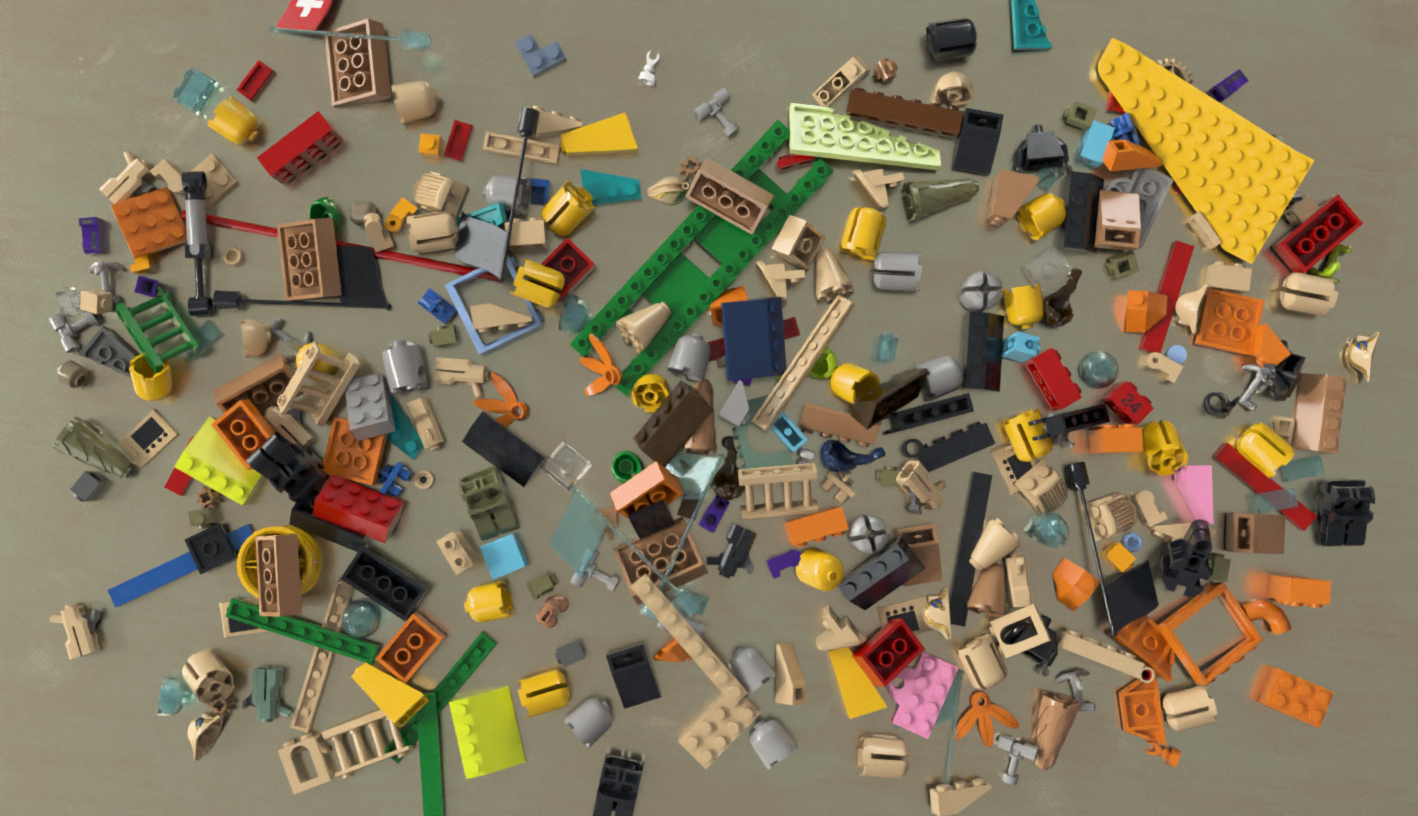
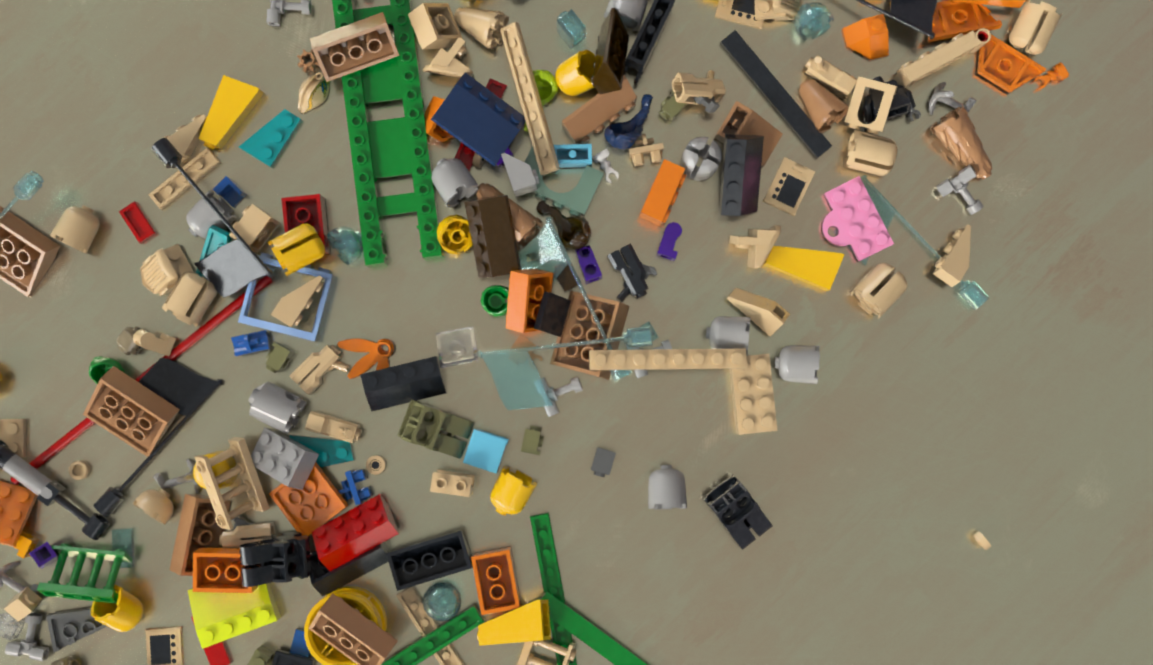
camera: 45 degrees left, 0 degrees up
(204, 500) = (251, 647): medium nougat gear -> none
(299, 148) = (37, 347): red brick -> none
(398, 216) = (156, 315): light orange leg -> none
(431, 146) = (123, 245): light orange brick -> none
(487, 732) = (610, 576): neon yellow slope -> none
(534, 694) = (616, 506): yellow cylinder -> none
(537, 59) = (127, 109): sand blue plate -> none
(552, 606) = (557, 451): nougat piece -> none
(567, 209) = (260, 181): yellow cylinder -> none
(611, 373) = (413, 251): orange plant -> none
(633, 675) = (660, 427): black slope -> none
(643, 325) = (398, 196): tan cone -> none
(648, 77) = (211, 36): white piece -> none
(672, 652) = (667, 381): orange slope -> none
(776, 474) = (594, 197): tan fence -> none
(820, 569) = (698, 217): yellow cylinder -> none
(888, 652) = (804, 218): red brick -> none
(937, 614) = (806, 157): tan hat -> none
(953, 448) = (690, 42): black hinge -> none
(983, 714) = (909, 186): orange plant -> none
(993, 545) = (788, 70): tan cone -> none

